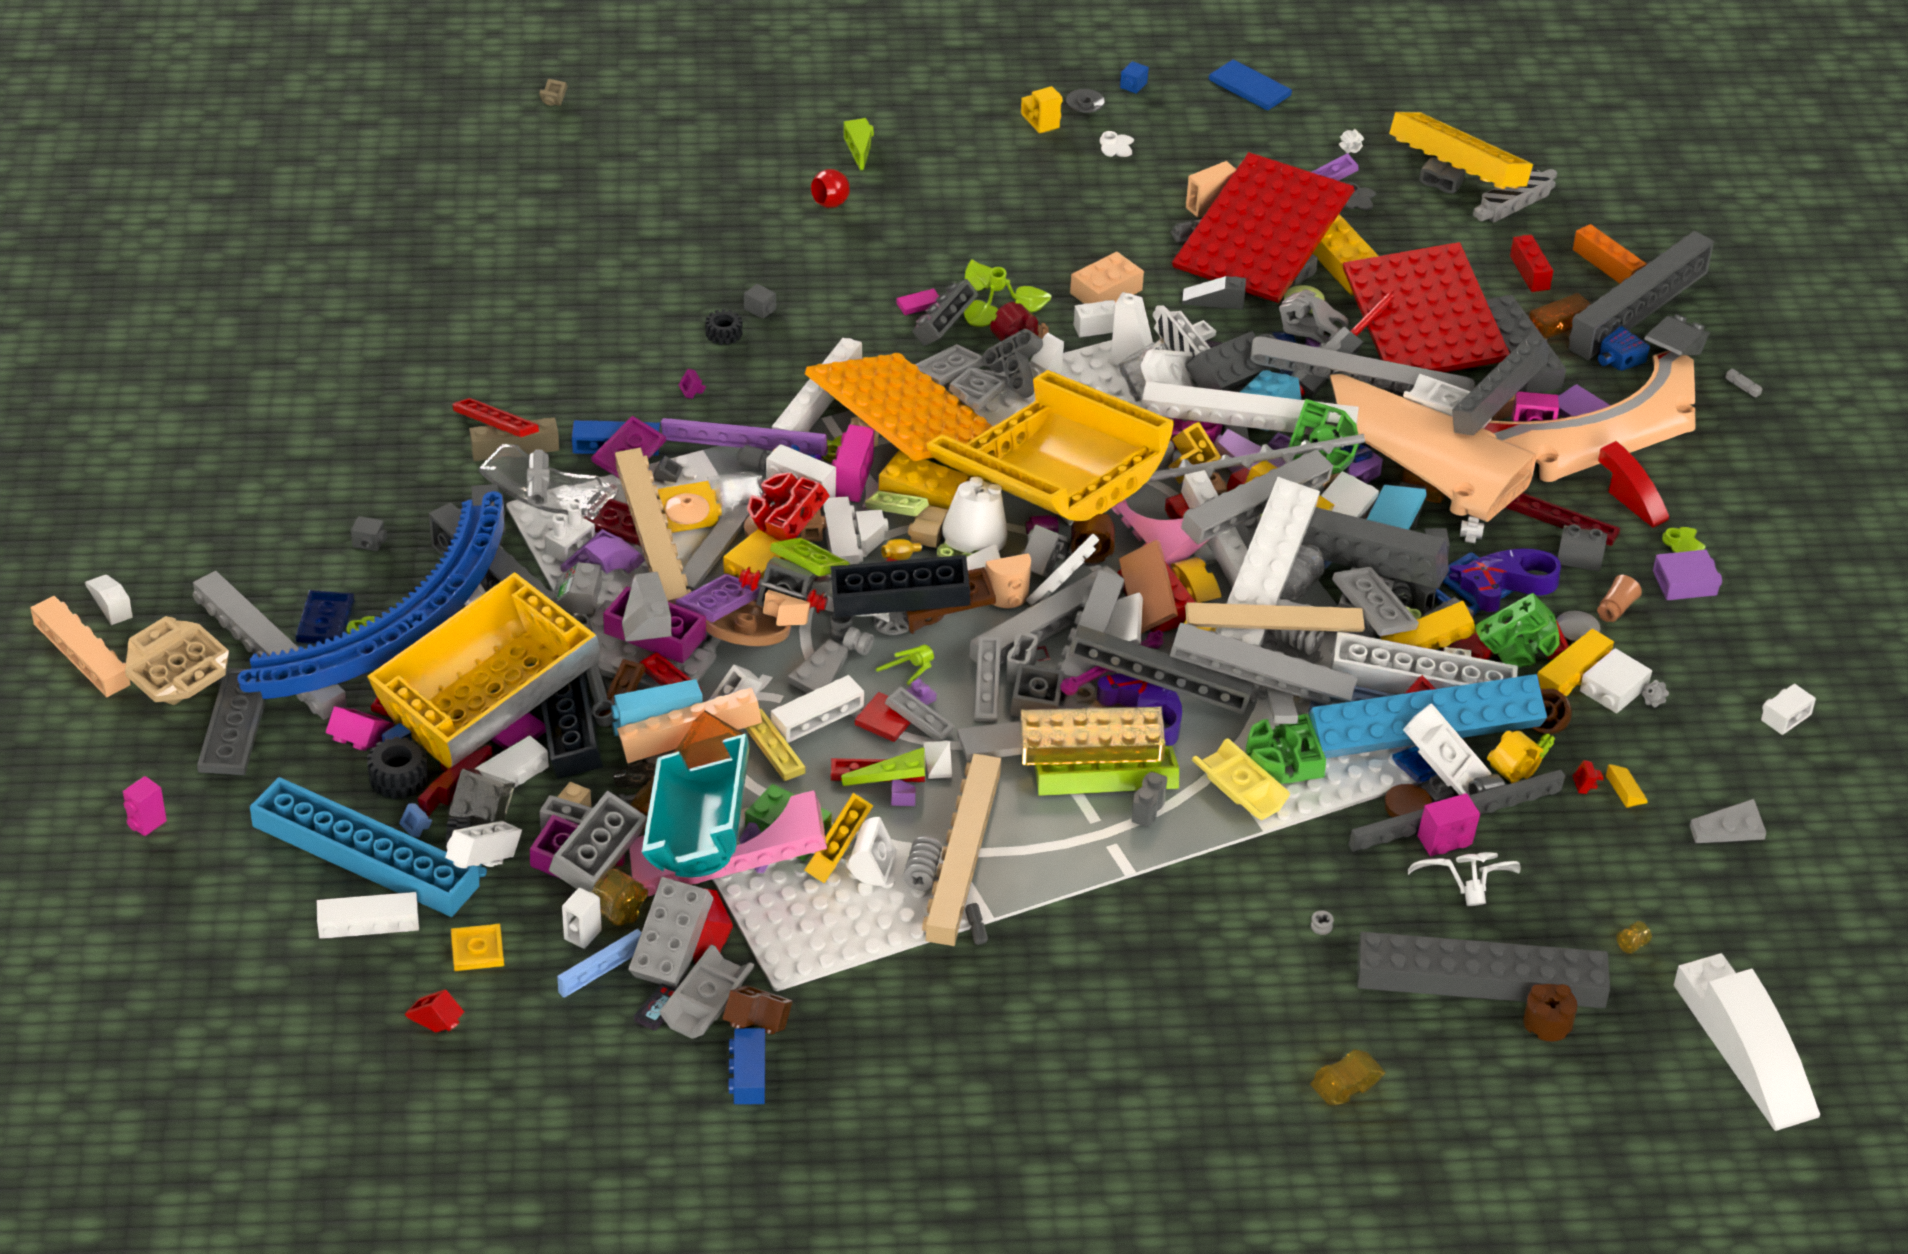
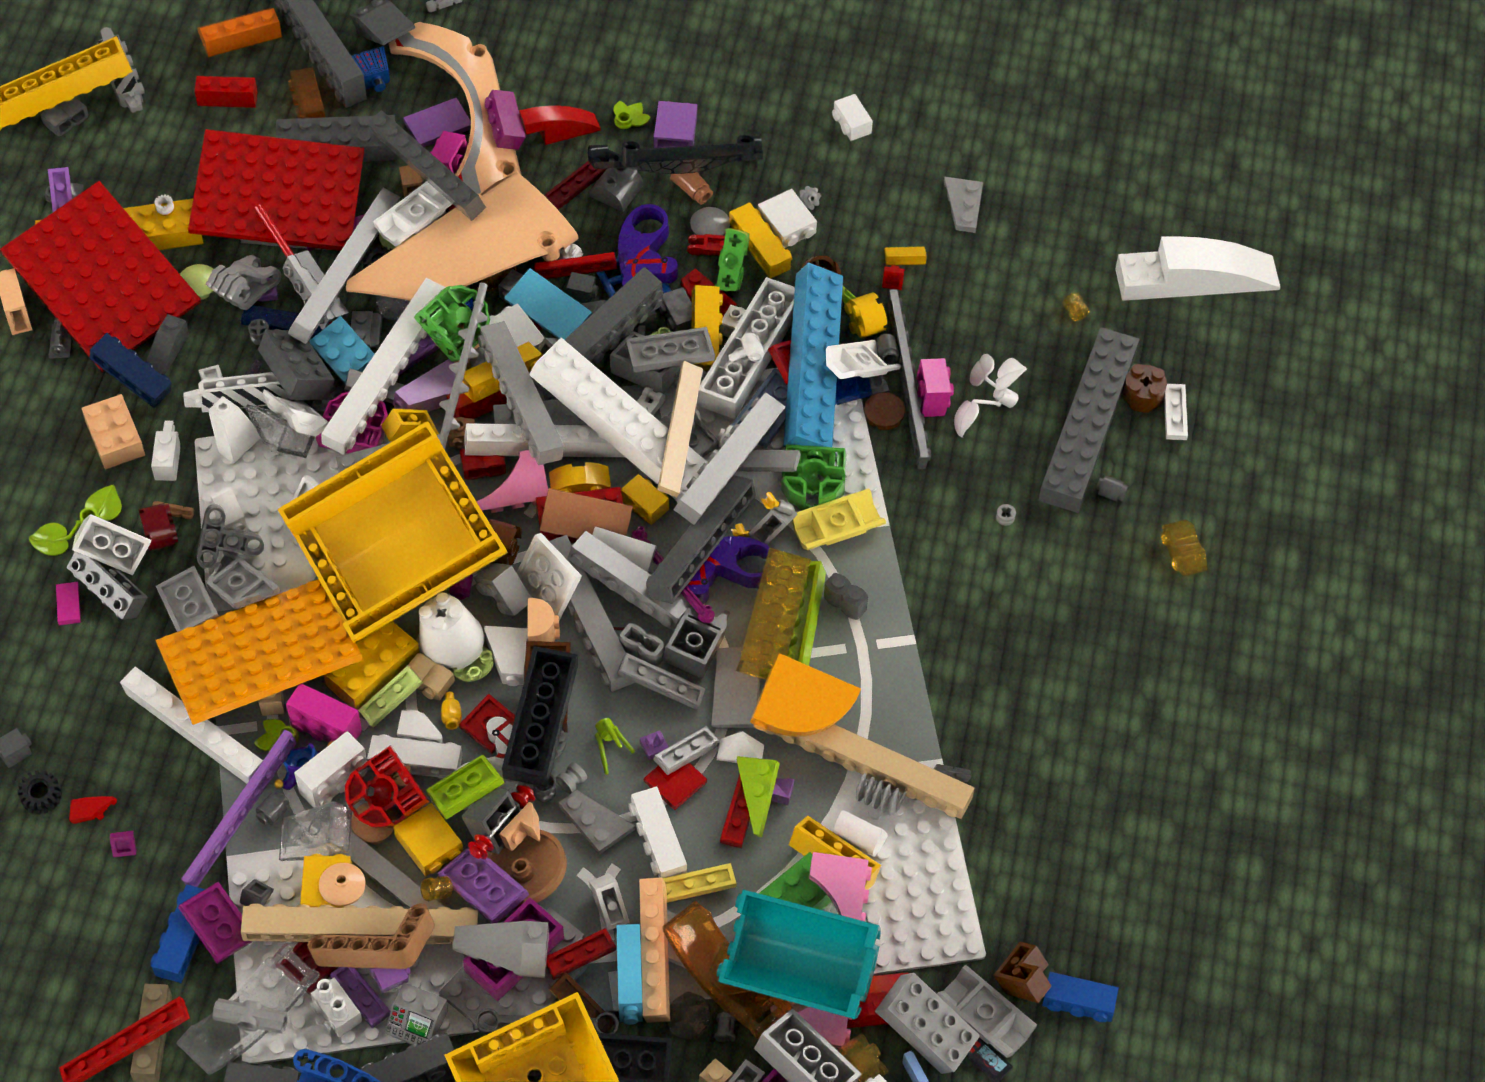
camera: 75 degrees left, 15 degrees up
(631, 543) = (376, 951): none -> medium nougat beam
(709, 575) = (436, 888): none -> clear yellow wheel
(719, 359) = (89, 808): none -> red slope
(975, 296) = (110, 544): none -> white slope
(995, 765) = (801, 699): none -> light orange brick
(1175, 272) = (130, 370): none -> dark blue brick
(1208, 719) = (772, 523): none -> light grey torso
(1360, 241) = (164, 199): none -> white bush
(1398, 1004) = (1112, 488): none -> dark grey brick
(1406, 658) = (751, 348): none -> white piece
(1457, 531) = (579, 265): none -> red tile
(1535, 1048) = (1175, 412): none -> white plate
(1588, 441) = (505, 119): none -> magenta brick
(1634, 579) = (676, 159): none -> black panel

